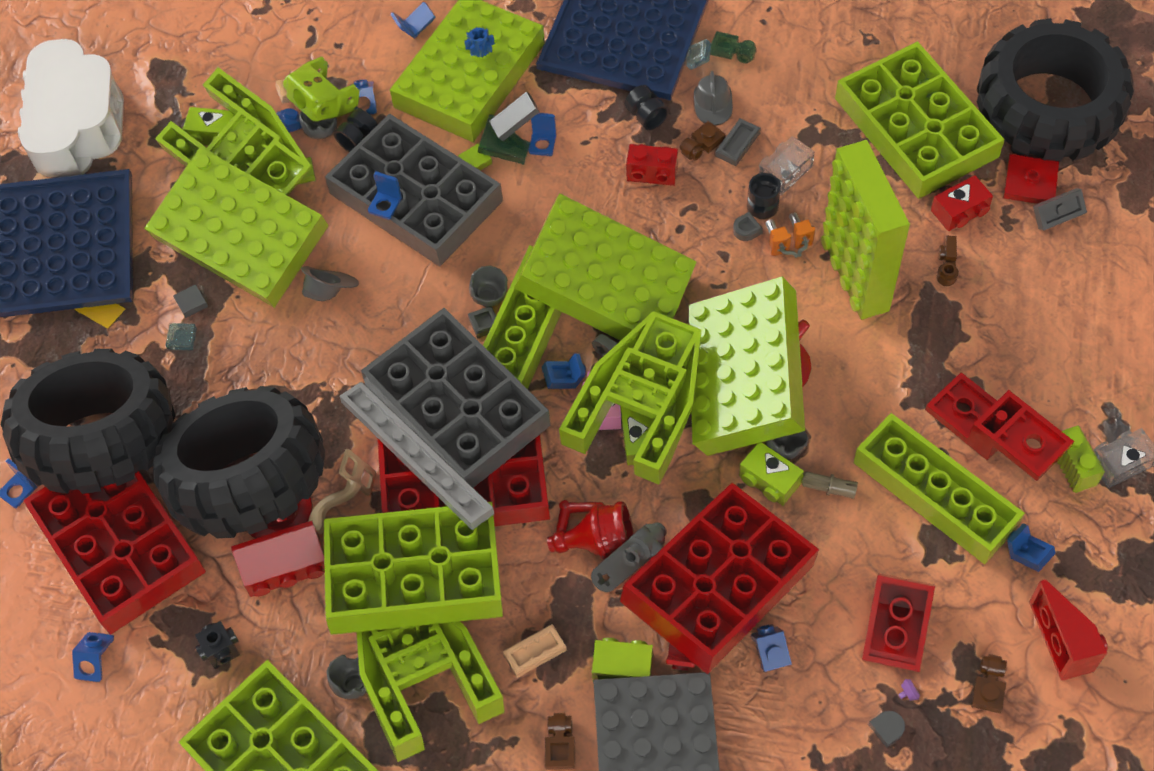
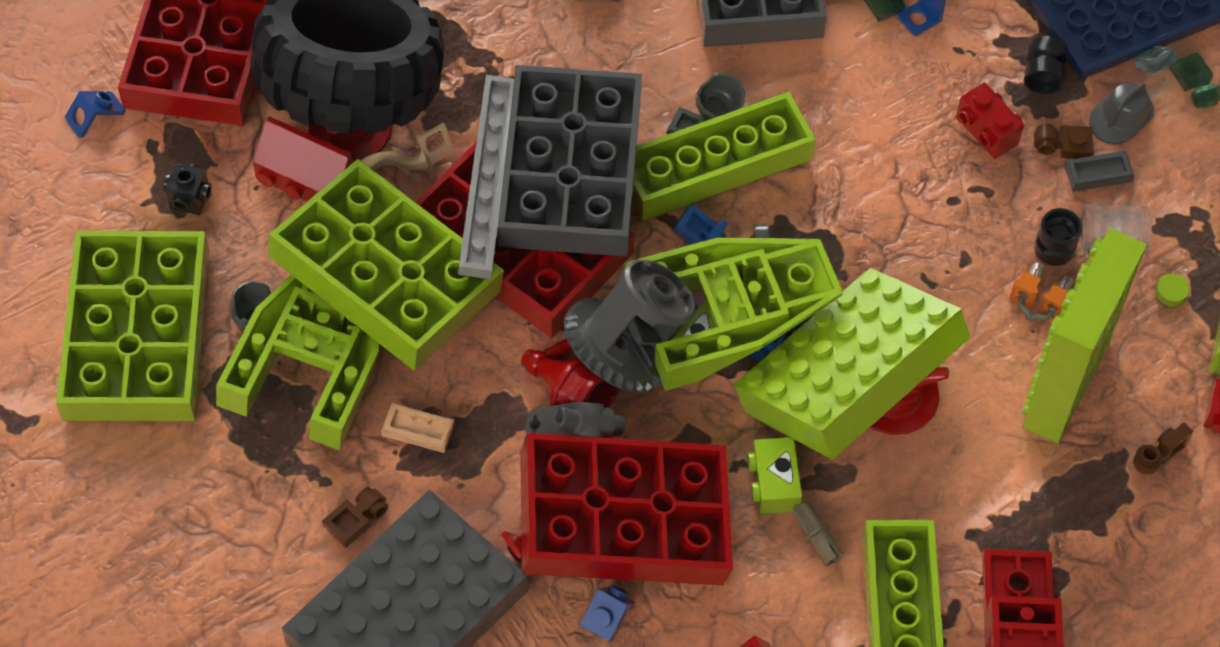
camera: 40 degrees right, 0 degrees up
(601, 474) = (635, 316): none -> dark grey piece
(602, 270) = (825, 168): lime brick -> none
(621, 659) = (474, 501): lime brick -> none
(746, 227) = (1013, 253): dark grey tile -> none
(789, 446) = (818, 467): dark grey hair -> none

